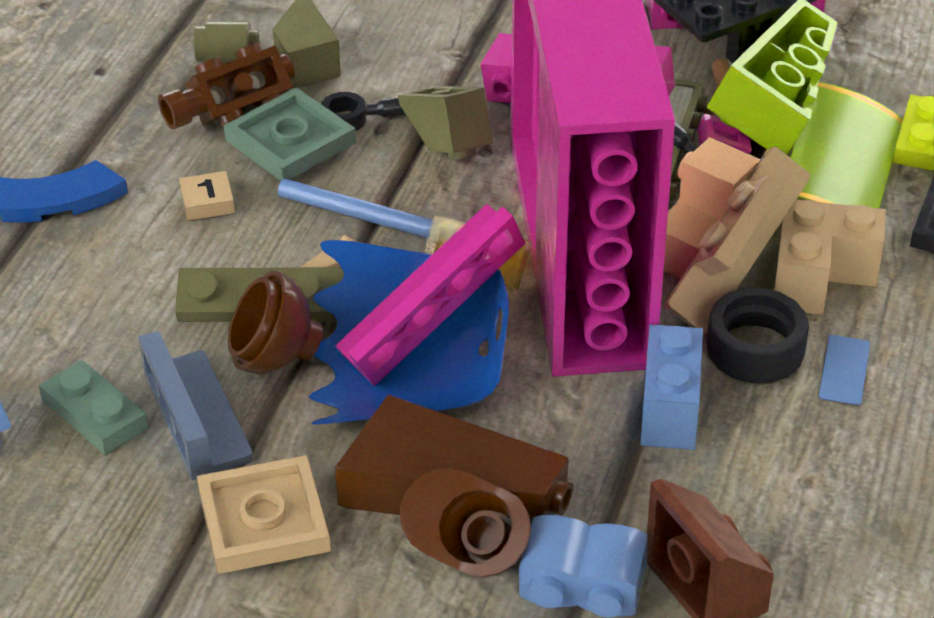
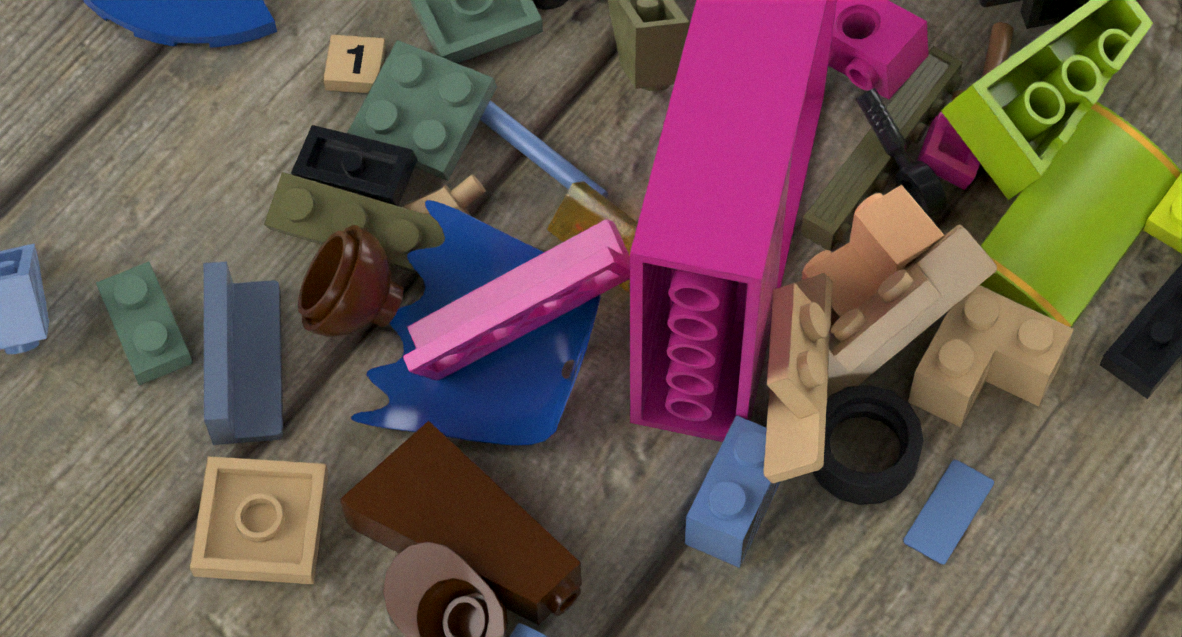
camera: 20 degrees right, 20 degrees up
(240, 248) = (355, 164): none -> black plate
(279, 208) = (424, 107): none -> sand green plate
(695, 287) = (798, 378): none -> tan bracket

